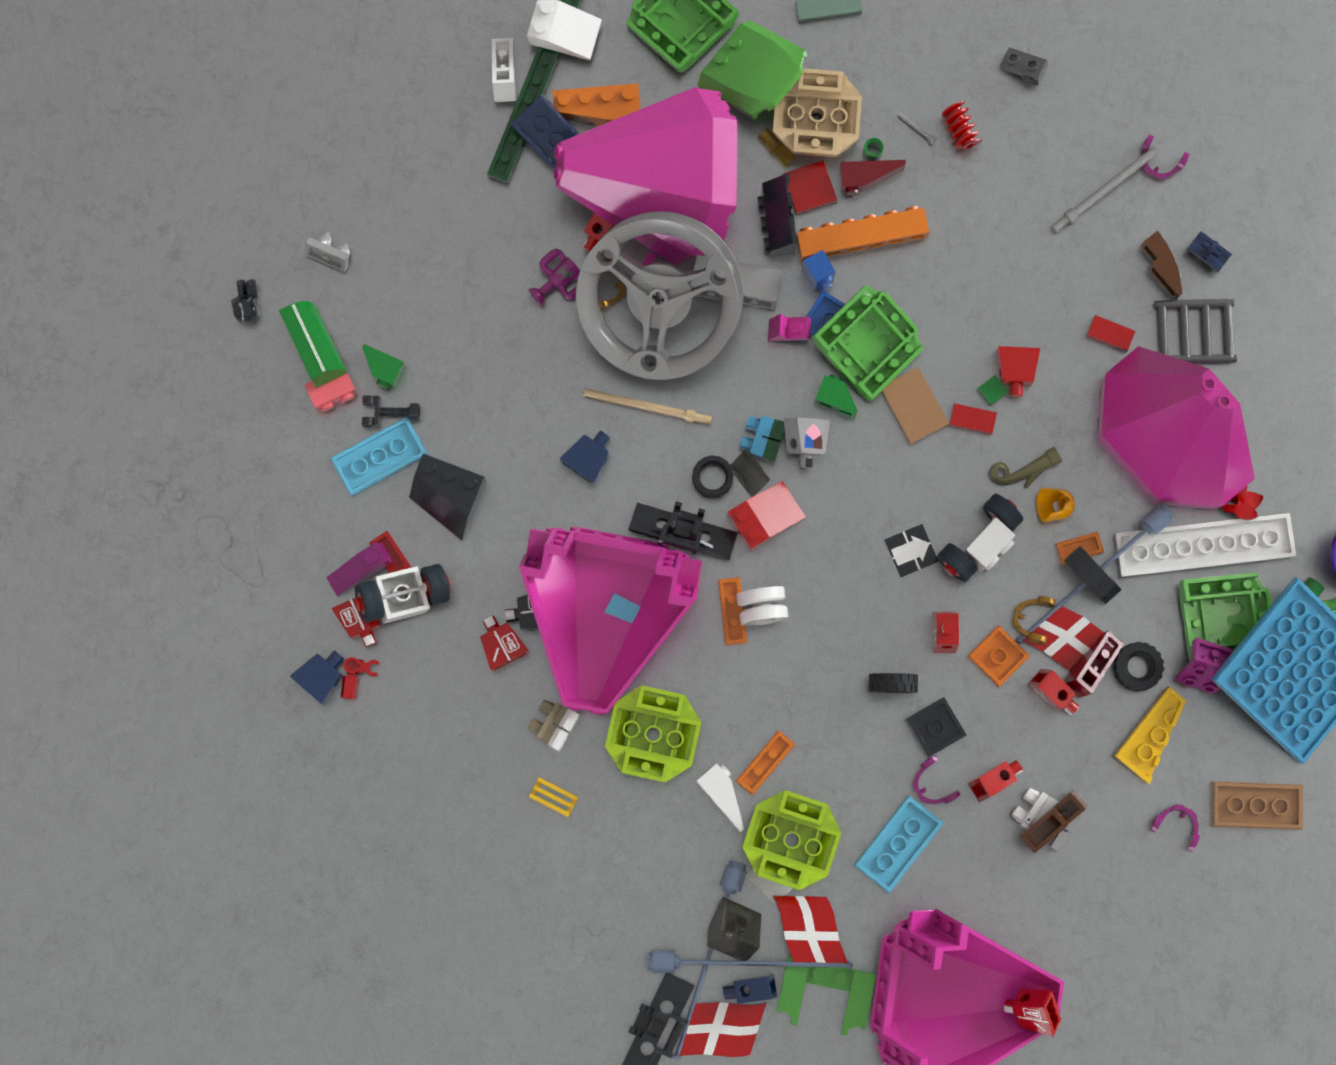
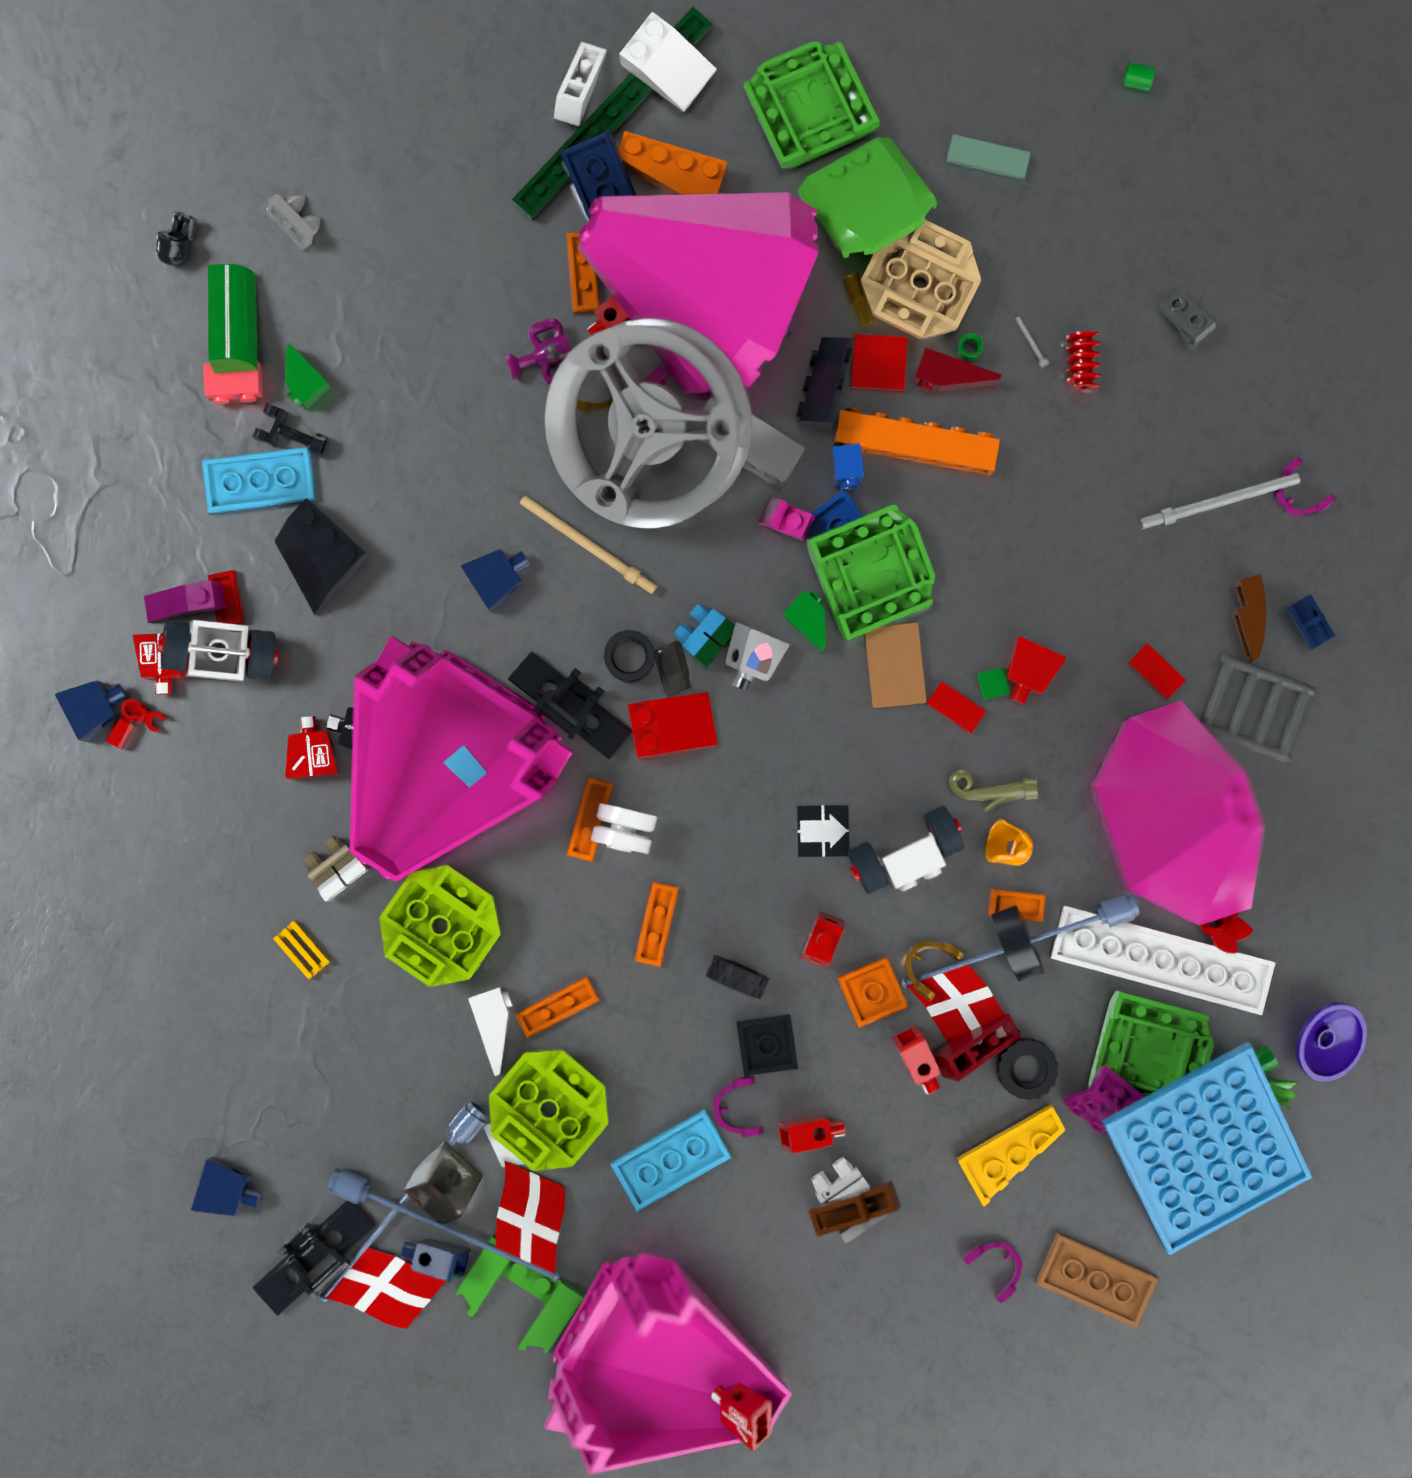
camera: 20 degrees right, 5 degrees up
(561, 208) = (582, 277): none -> orange tile
(568, 1003) = (223, 1189): none -> dark blue torso
(815, 670) = (656, 924): none -> orange tile

